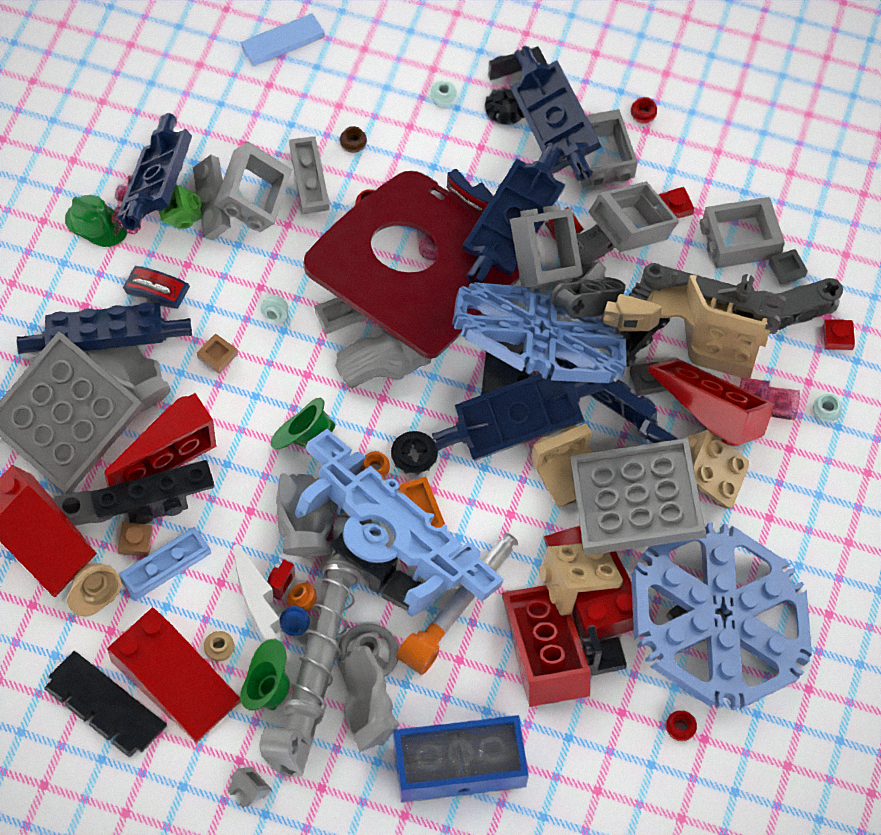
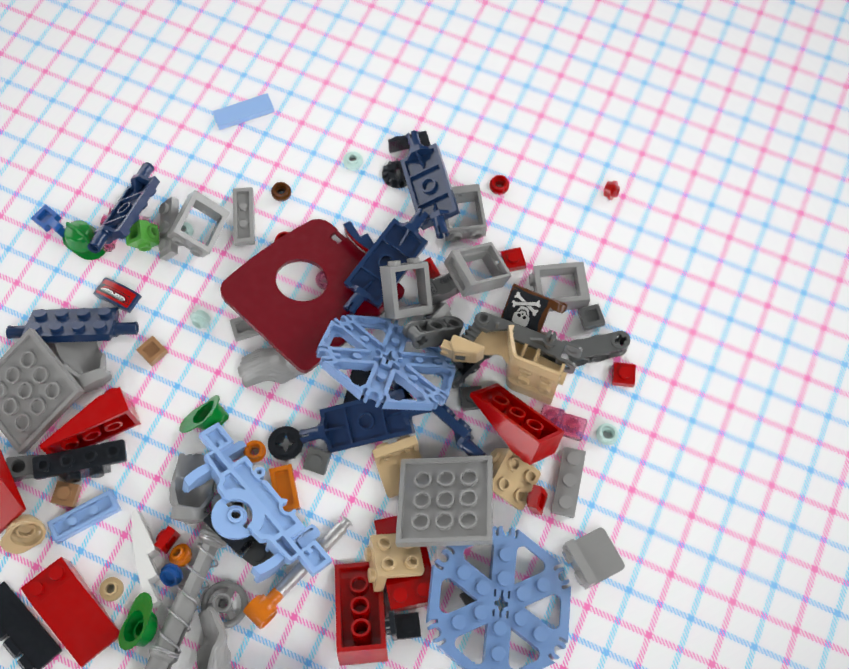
camera: 10 degrees right, 5 degrees up
(44, 197) = (48, 219): none -> blue plate
(459, 469) = (317, 460): none -> dark grey plate
(709, 256) = (530, 308): none -> flag
(749, 491) = (536, 499): none -> red plate
(786, 469) = (568, 482): none -> light grey plate
(793, 106) = (611, 190): none -> red plate
(829, 554) = (593, 557): none -> light grey bracket

